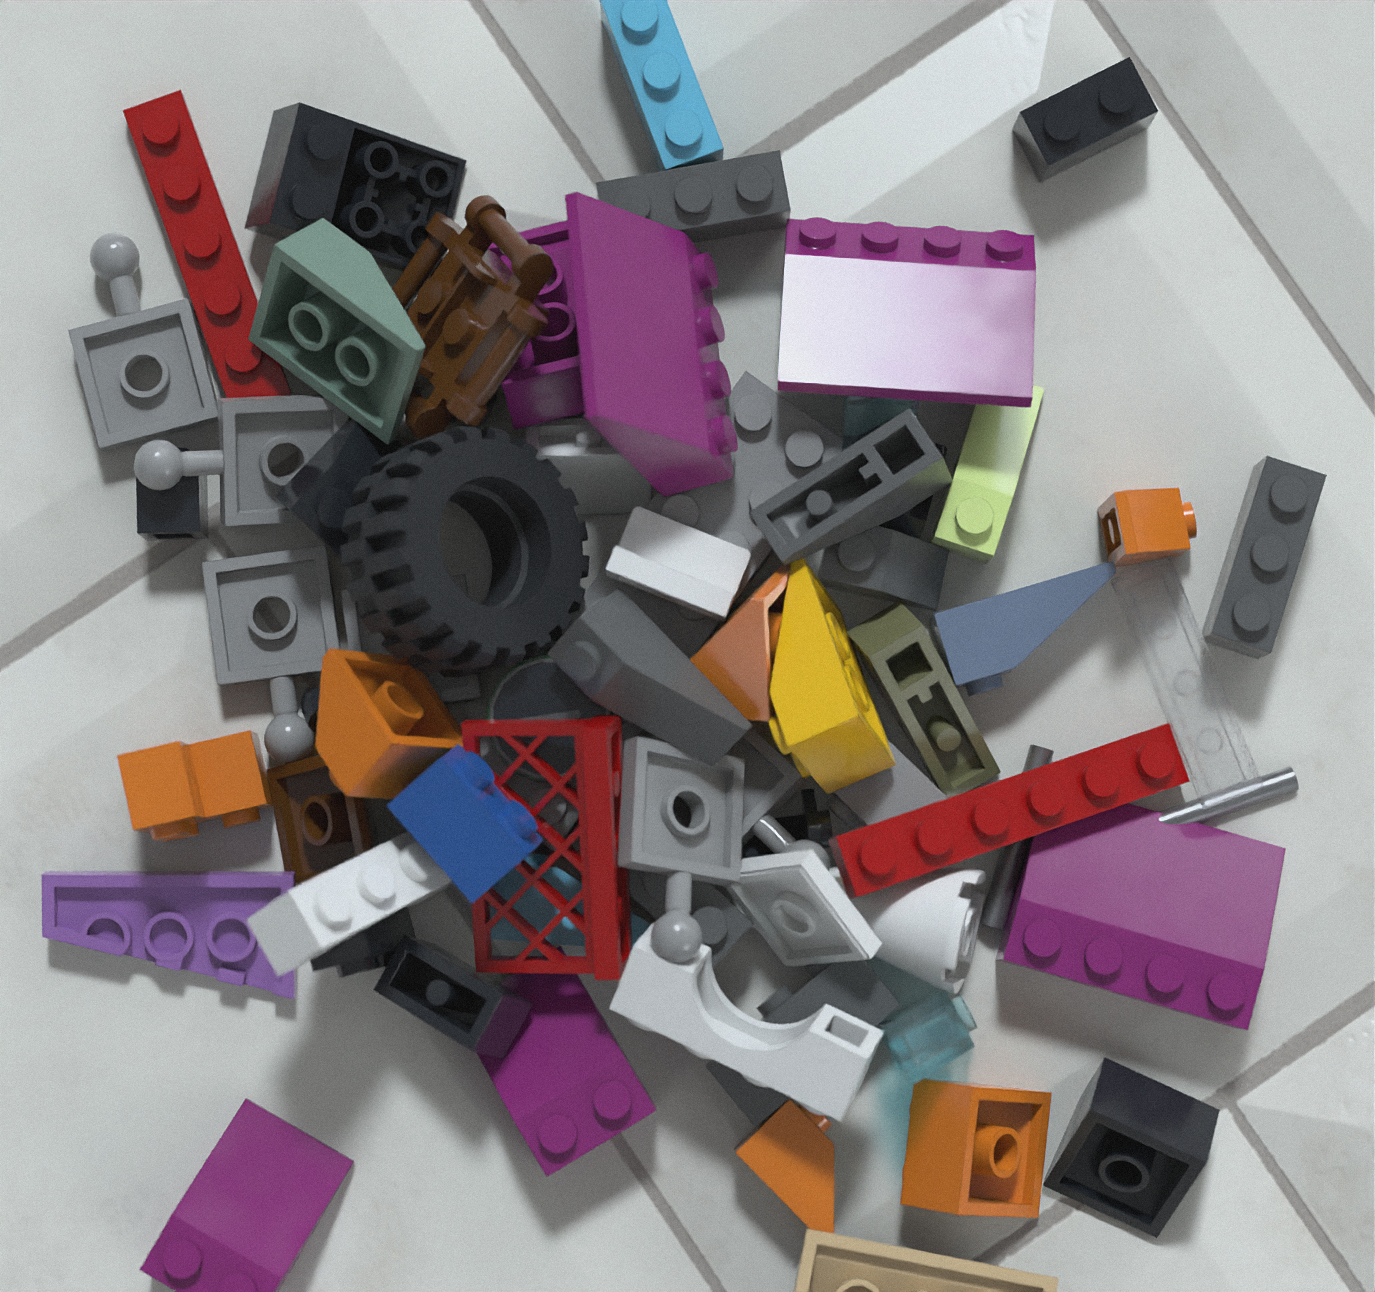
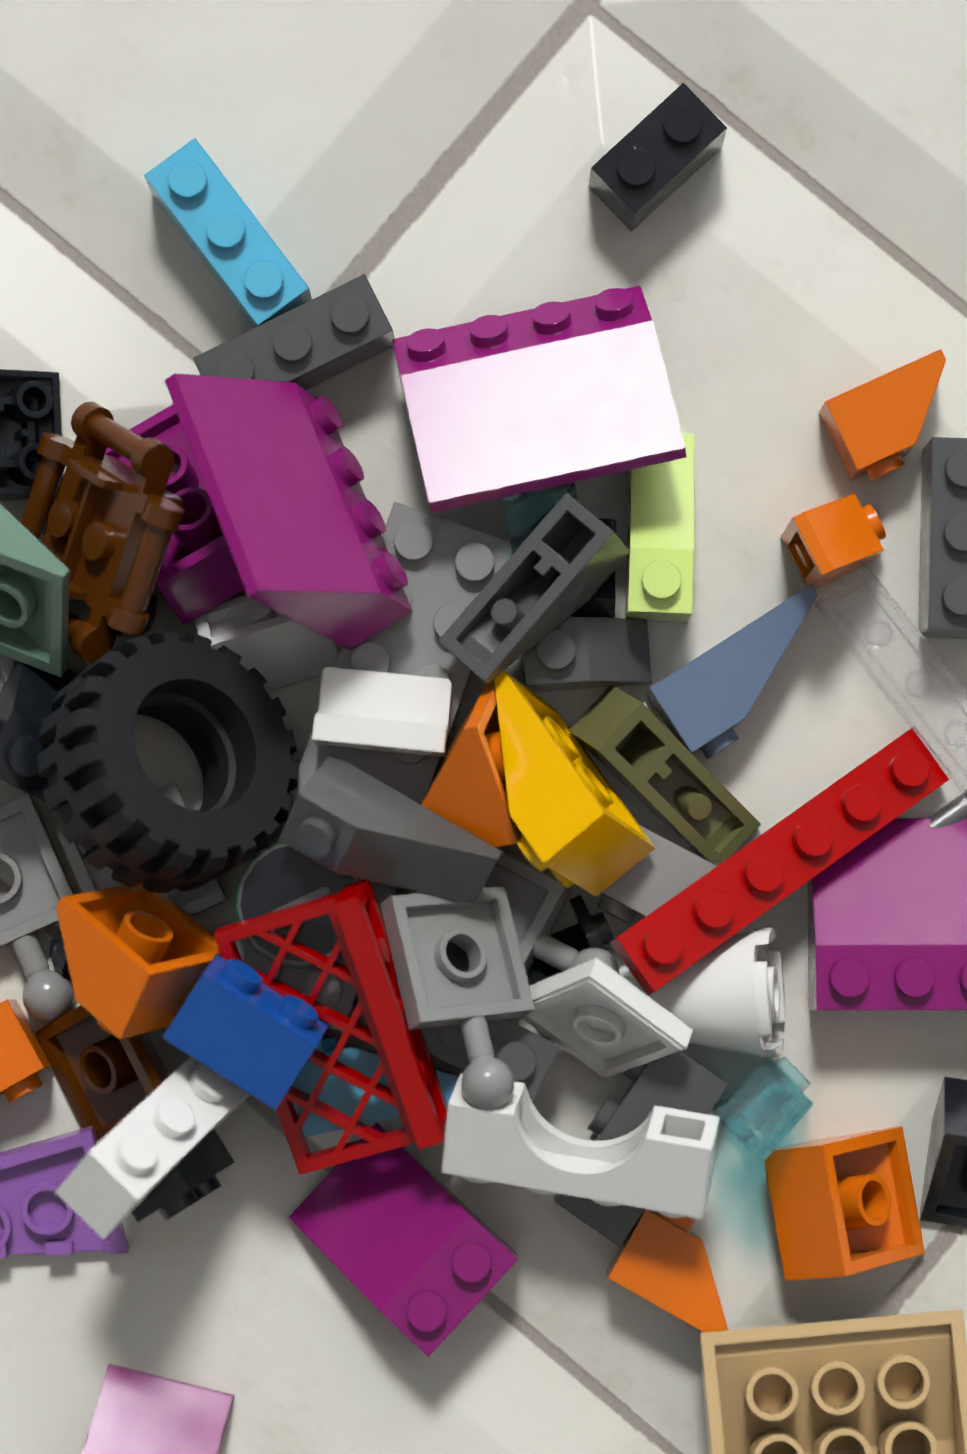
camera: 10 degrees left, 0 degrees up
(453, 997) = (283, 1206): black brick -> none
(1010, 860) = (795, 908): flat silver bar -> none
(1225, 424) = (882, 417): none -> orange slope

